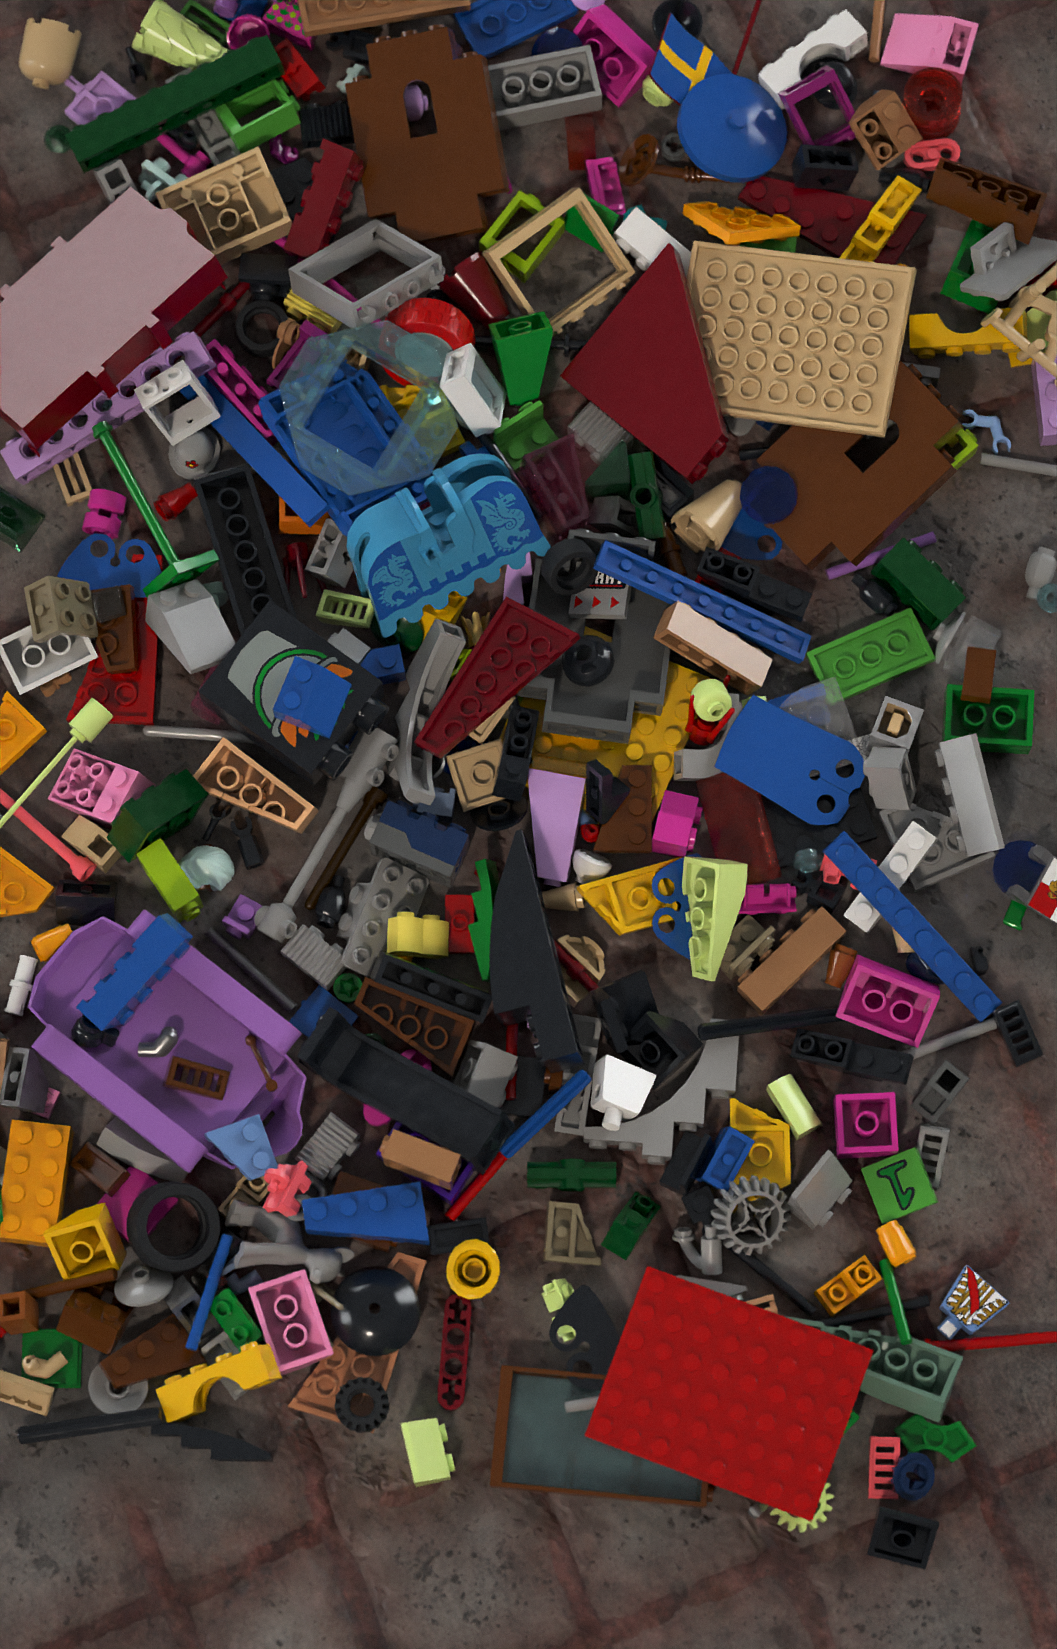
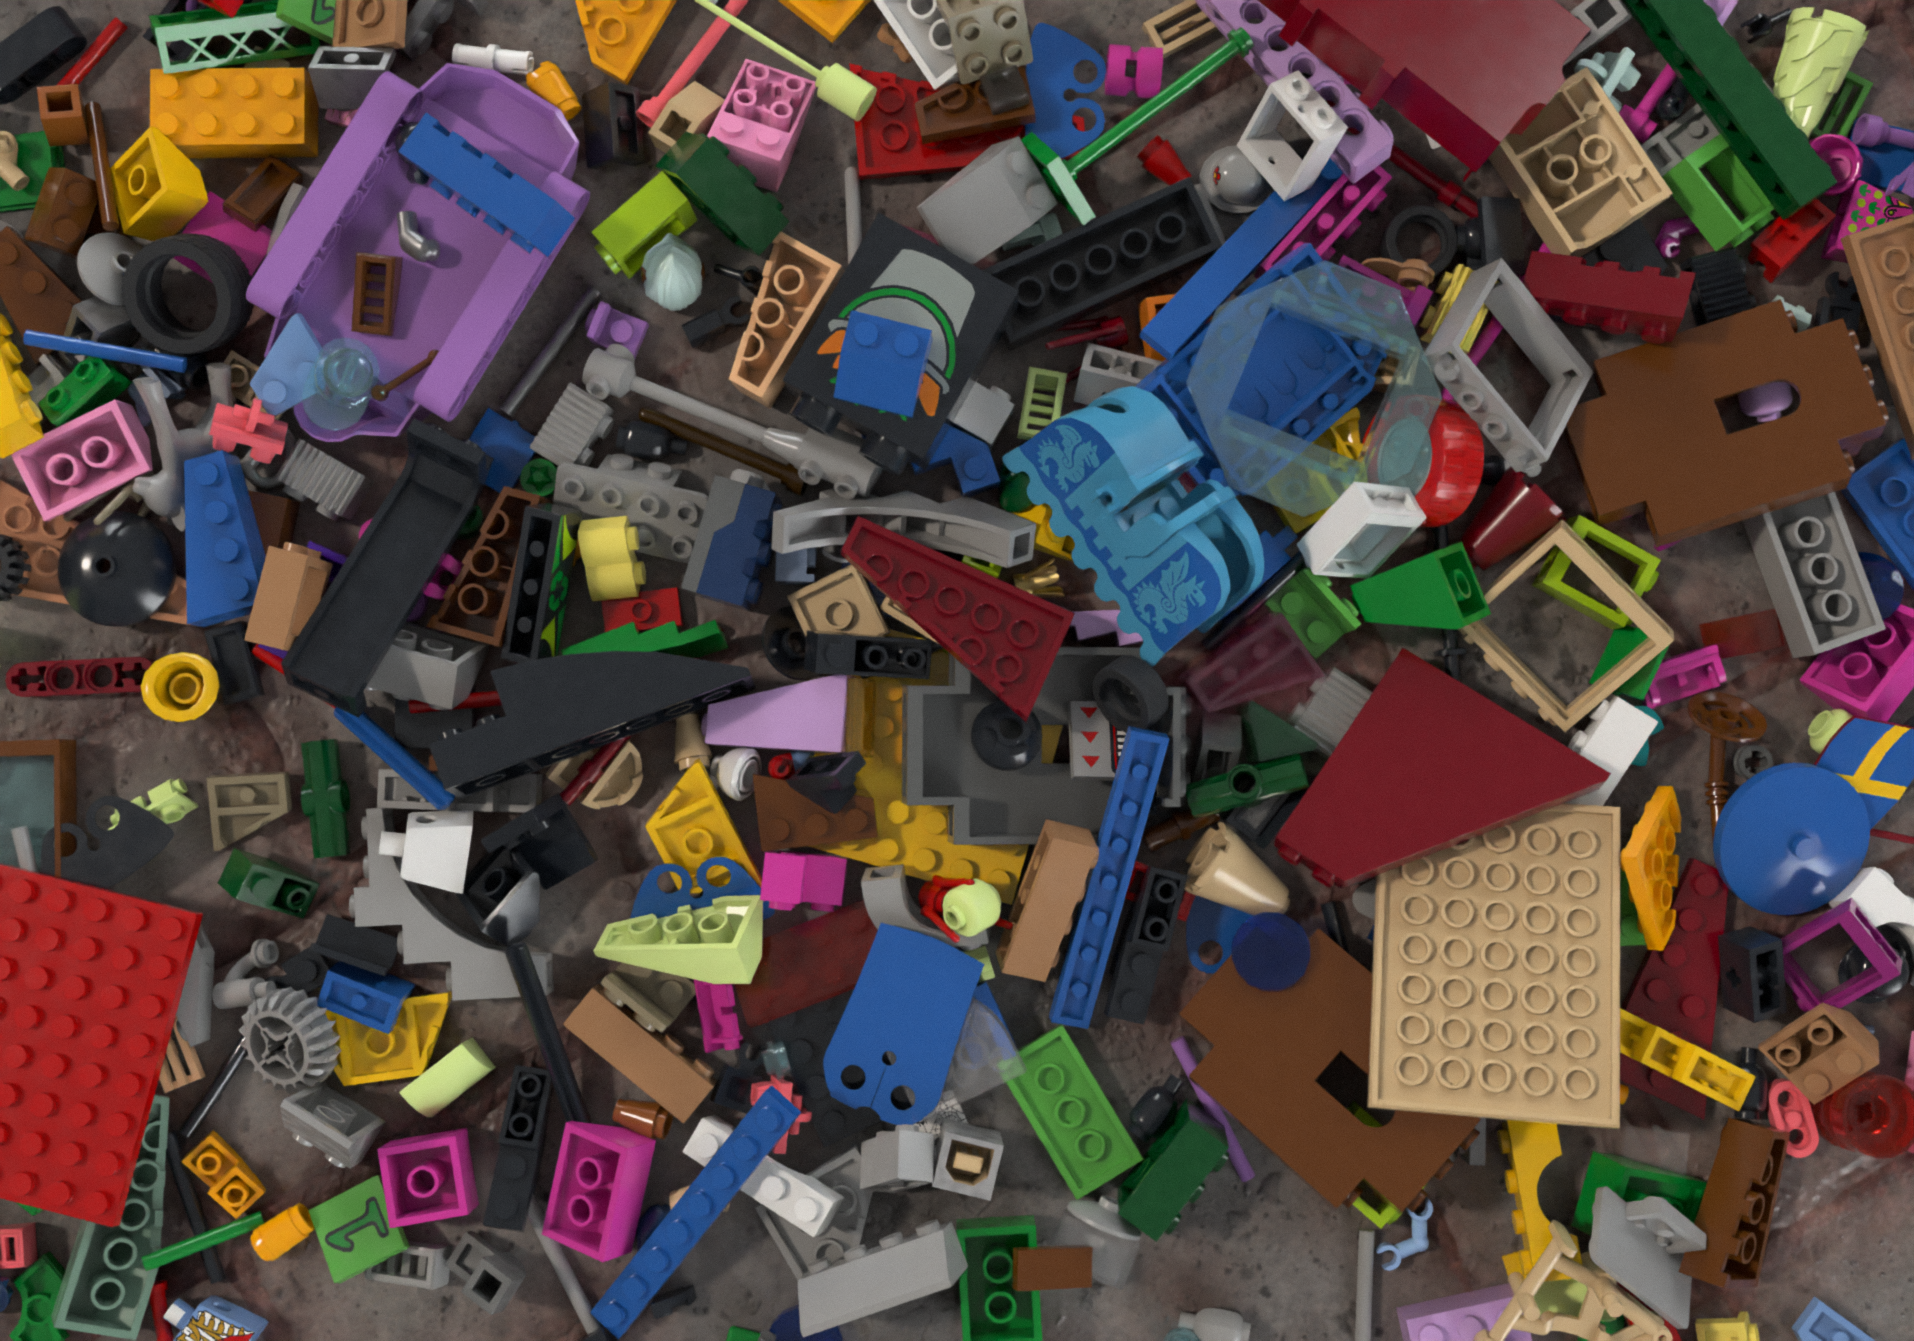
camera: 80 degrees right, 10 degrees up
(262, 1110) = (340, 384): none -> clear light blue piece

